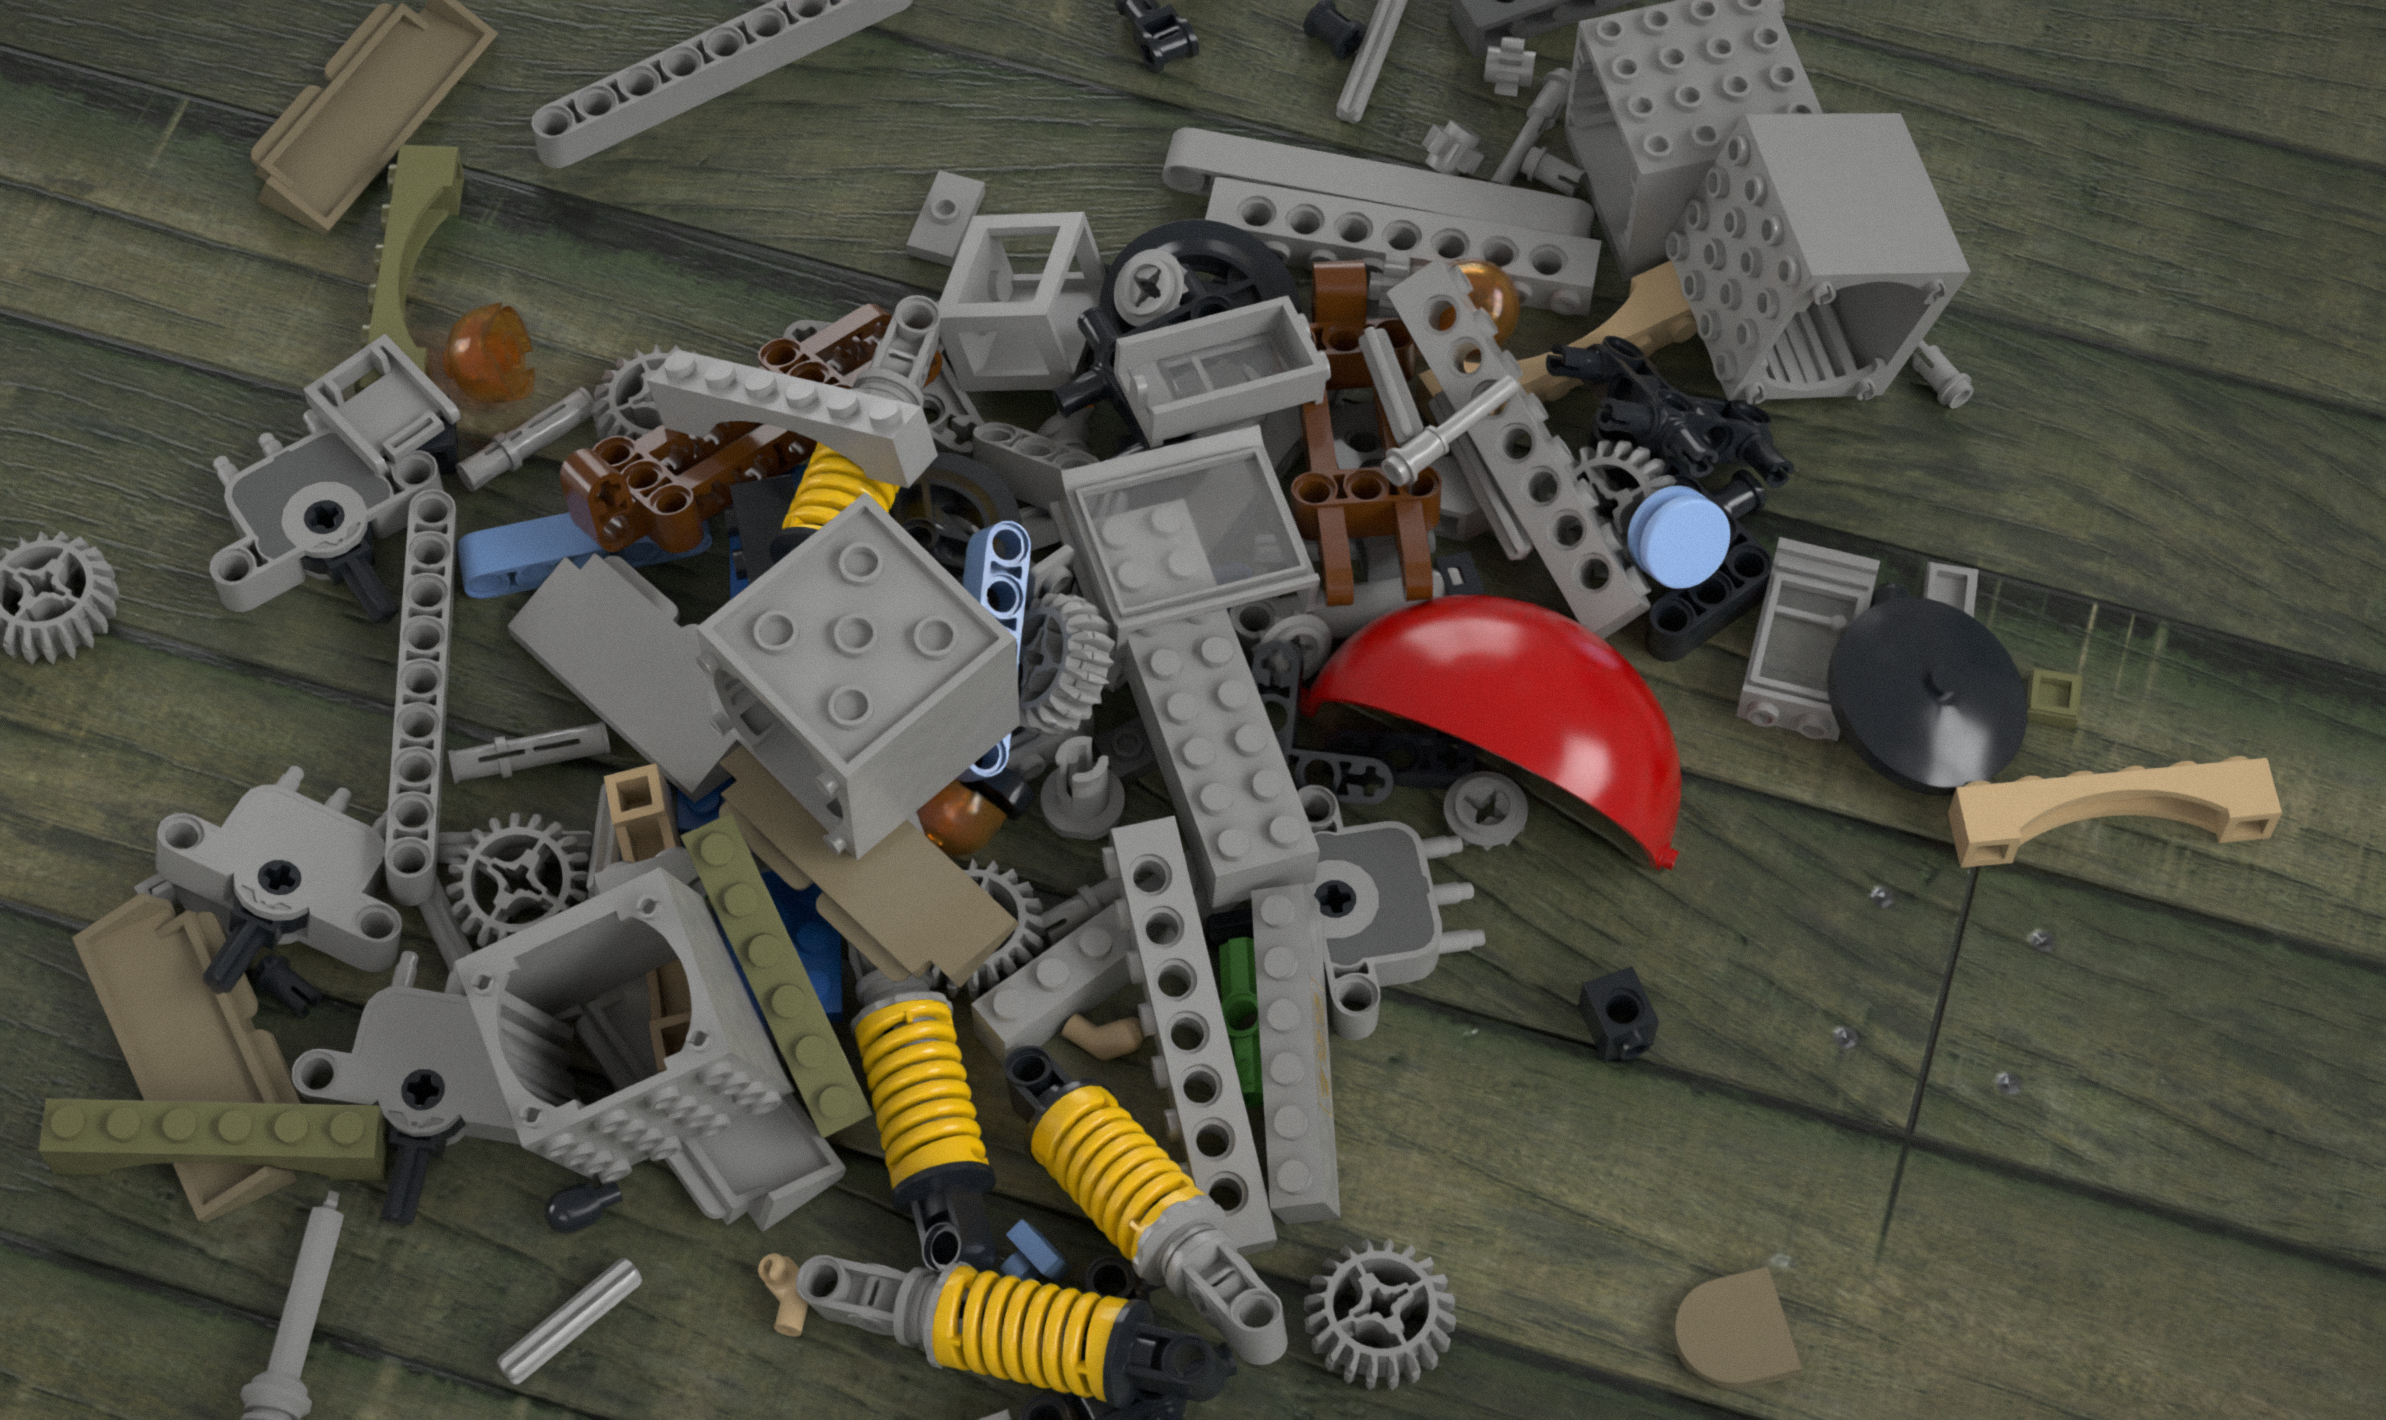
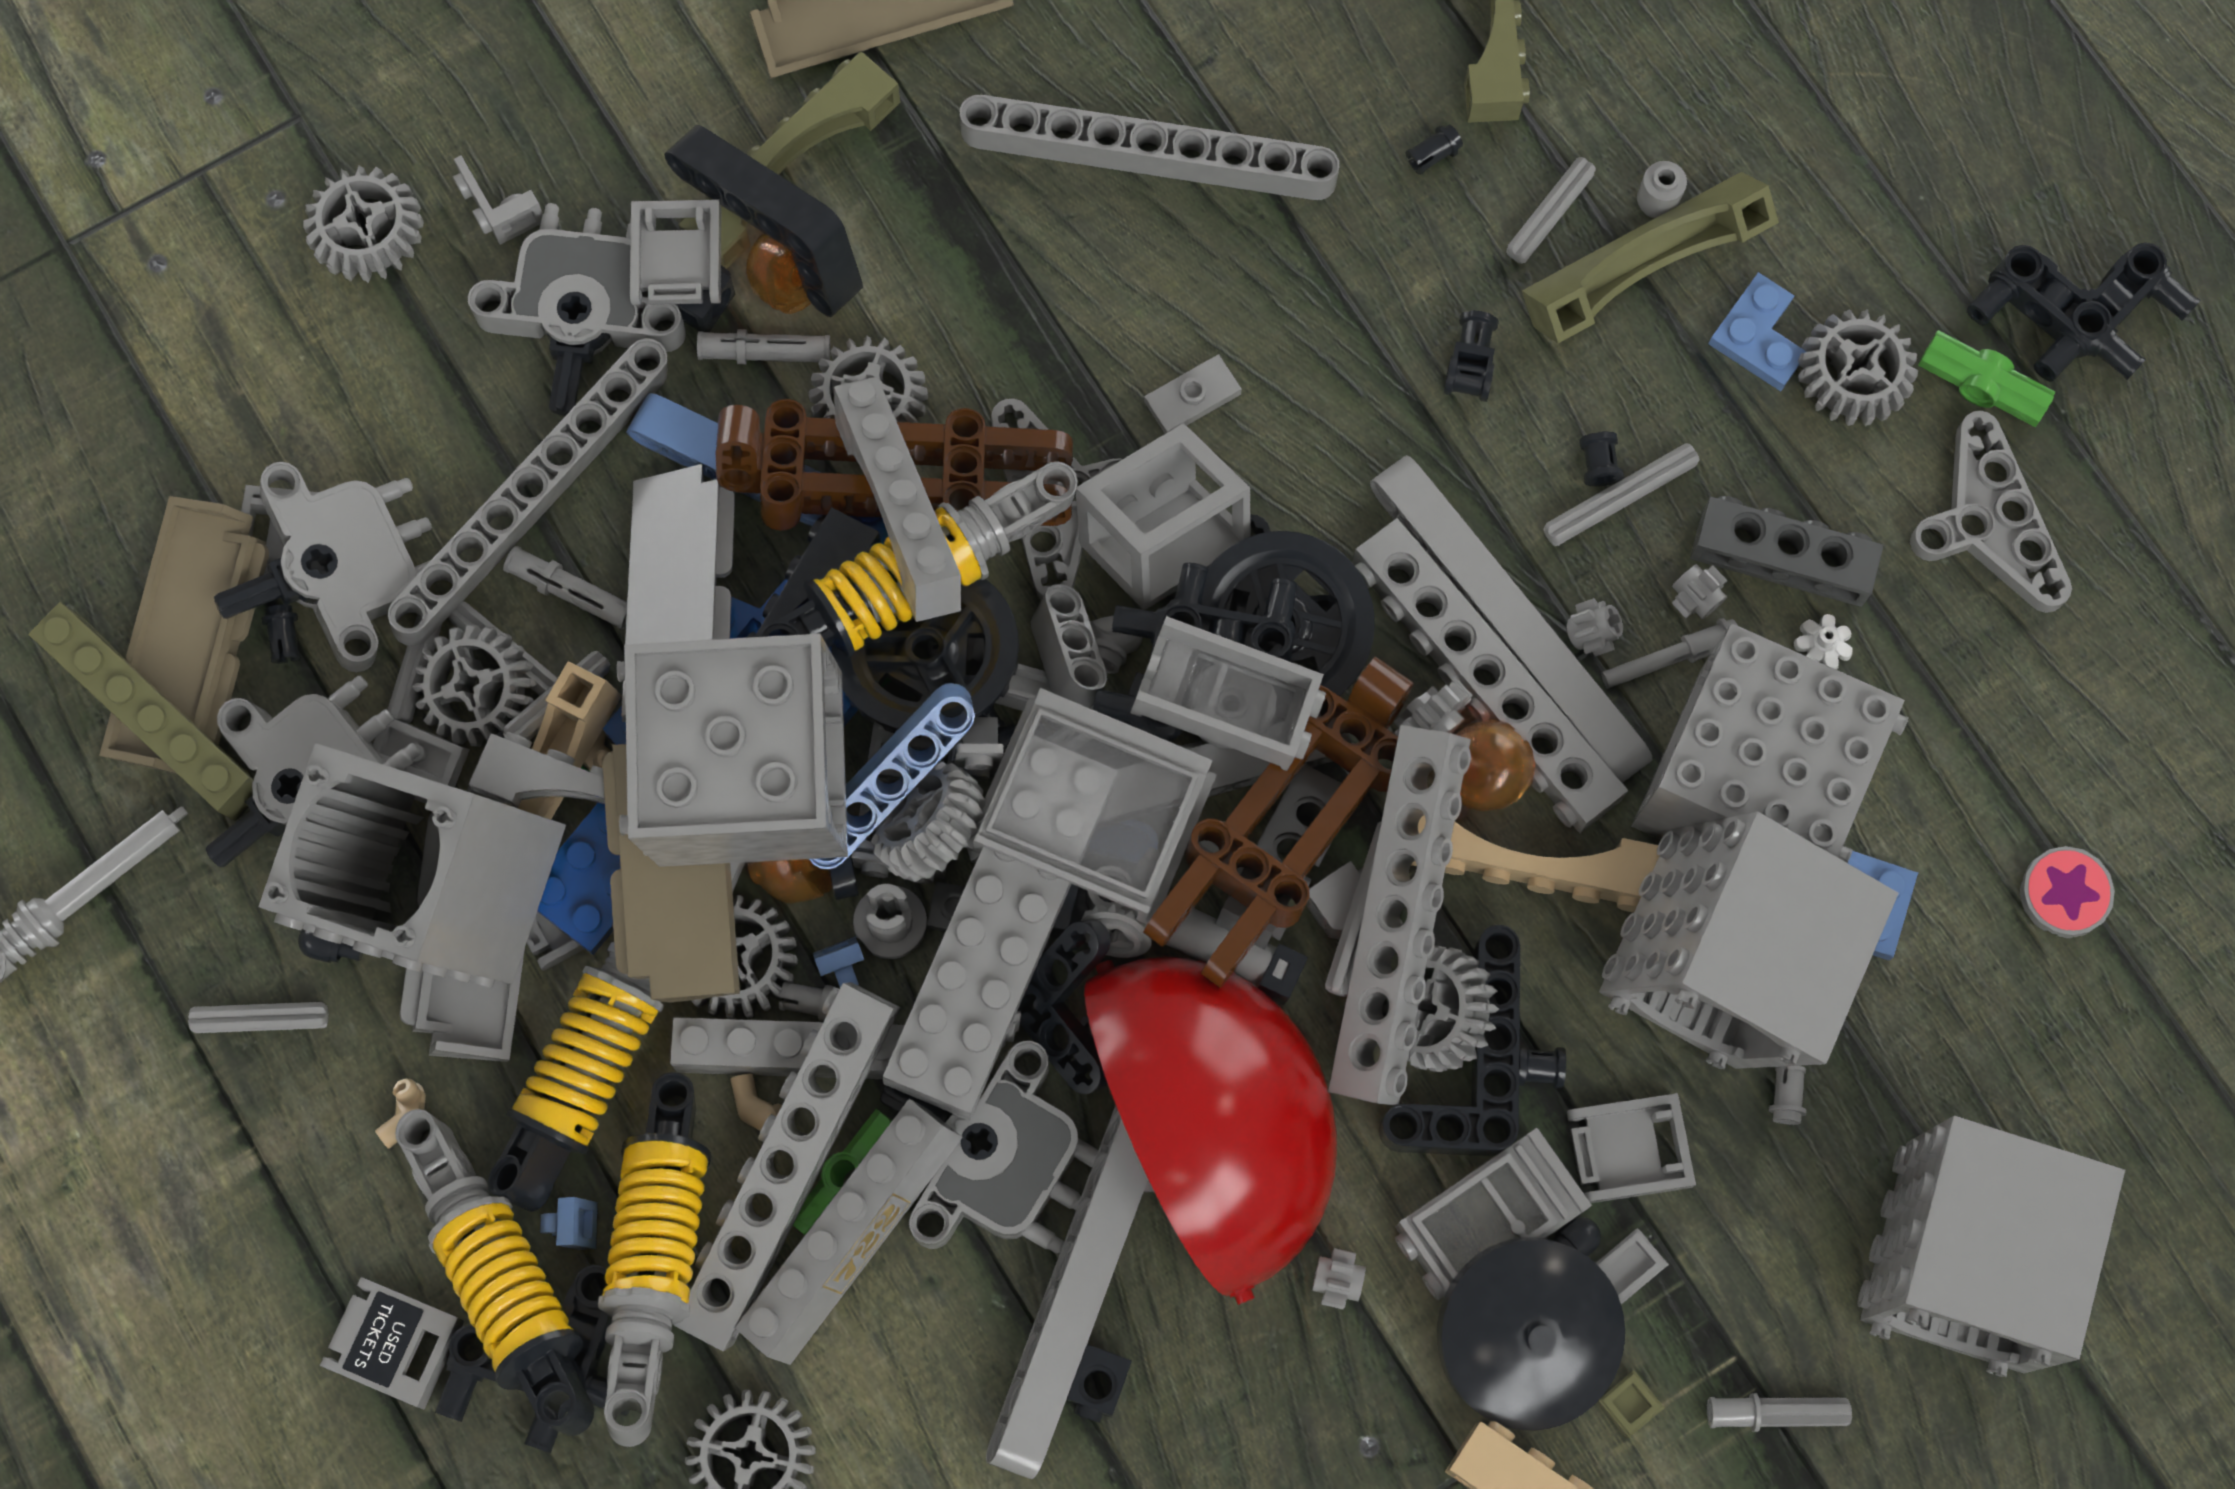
camera: 40 degrees right, 15 degrees up
(180, 509) = (510, 219): none -> light grey bracket
(444, 297) = (776, 209): none -> black beam
(776, 975) = (563, 816): olive arch -> none
(1071, 862) = (839, 959): none -> medium blue tile
(1149, 266) = (1239, 574): light grey gear -> none
(1390, 385) = (1339, 802): light grey axle -> none
(1406, 462) = (1318, 872): light grey pin -> none
(1525, 940) = (1069, 1306): none -> light grey beam
(1550, 171) = (1655, 700): light grey pin -> none
(1669, 420) = (1531, 972): black pin -> none
(1678, 537) = (1450, 1076): light blue head -> none
(1734, 778) = (1338, 1278): none -> light grey gear
(1857, 518) = (1622, 1151): none -> light grey container
(2001, 81) = (2067, 892): none -> tile
(2155, 623) = (1777, 1412): none -> light grey axle
(2212, 339) = (1991, 1246): none -> light grey piece

